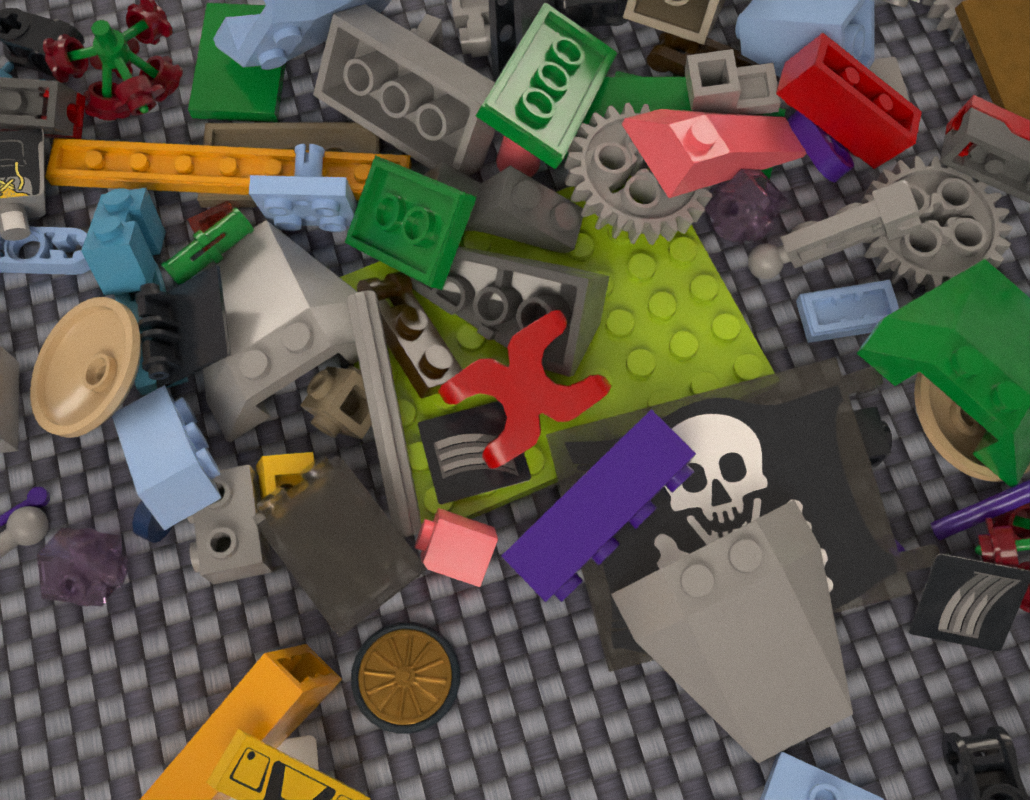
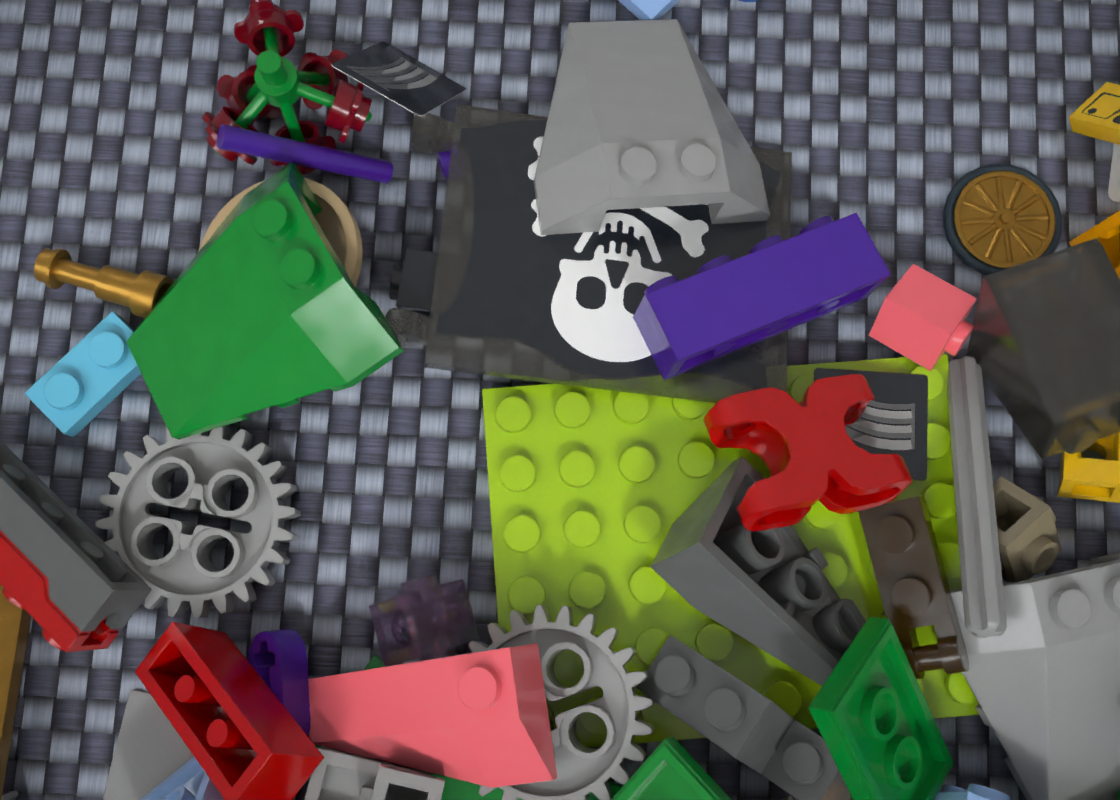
camera: 165 degrees left, 10 degrees up
(845, 310) = (357, 446): light blue plate -> none
(890, 213) = (262, 527): light grey plate -> none

